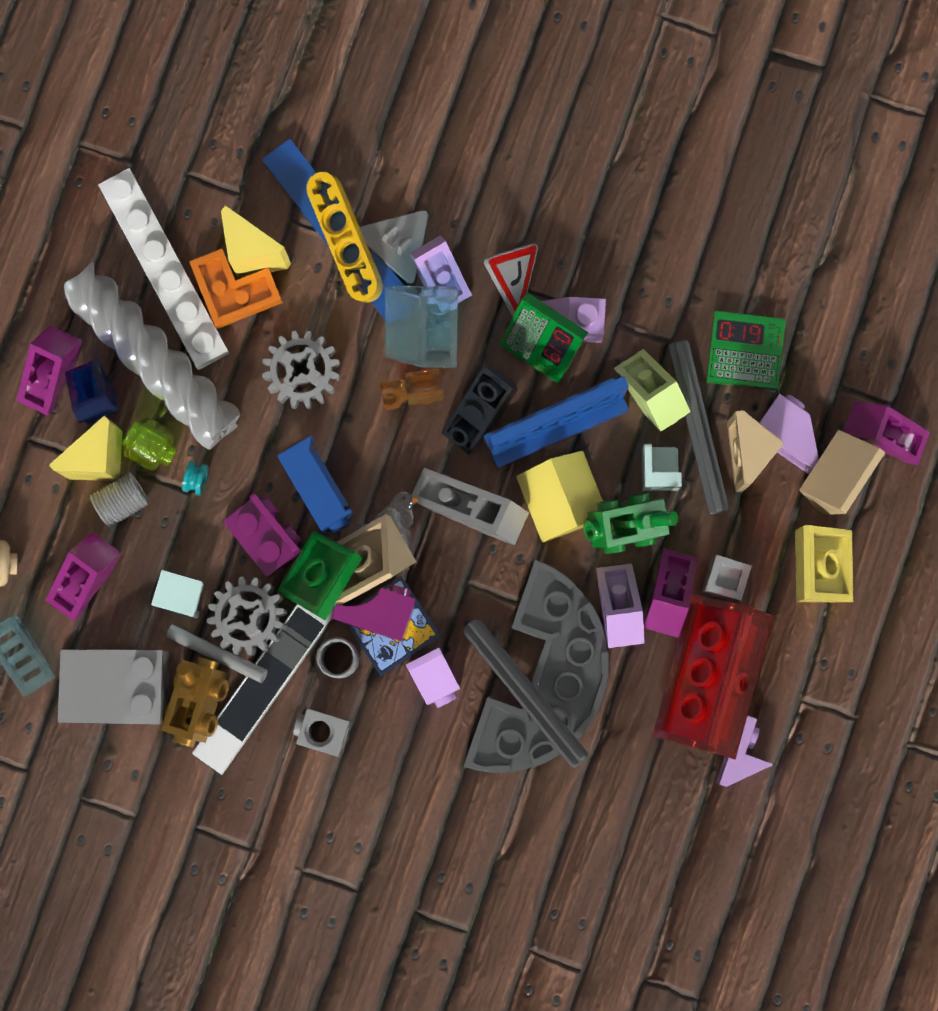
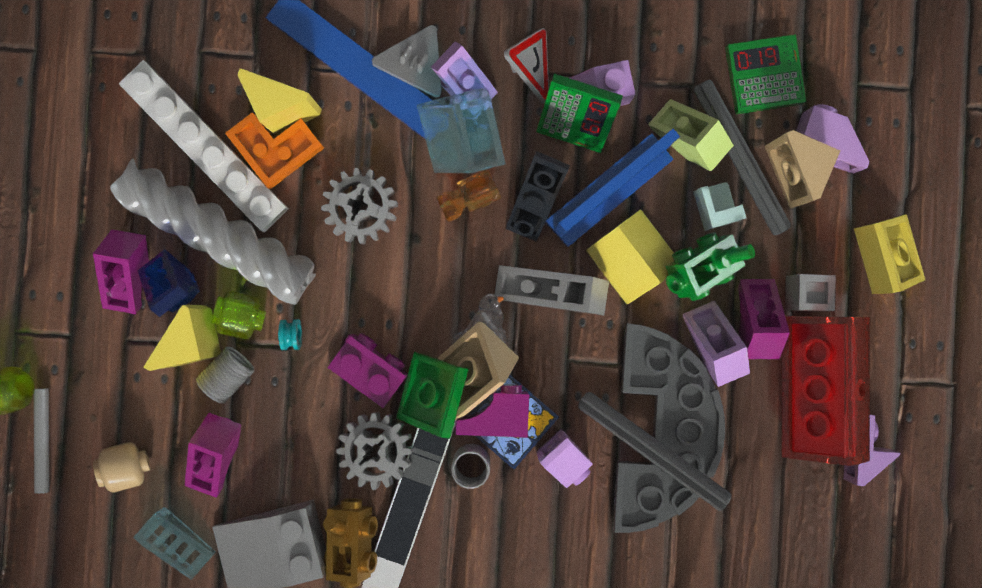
camera: 20 degrees left, 5 degrees up
(178, 594) = (304, 448): light aqua panel -> none
(217, 653) = (354, 491): light grey bar -> none
(316, 486) = (404, 311): blue window -> none
(338, 732) = (483, 550): light grey brick -> none
(347, 235) = (361, 72): yellow beam -> none
(840, 473) = (897, 165): tan slope -> none
(888, 431) = (917, 113): magenta arch -> none

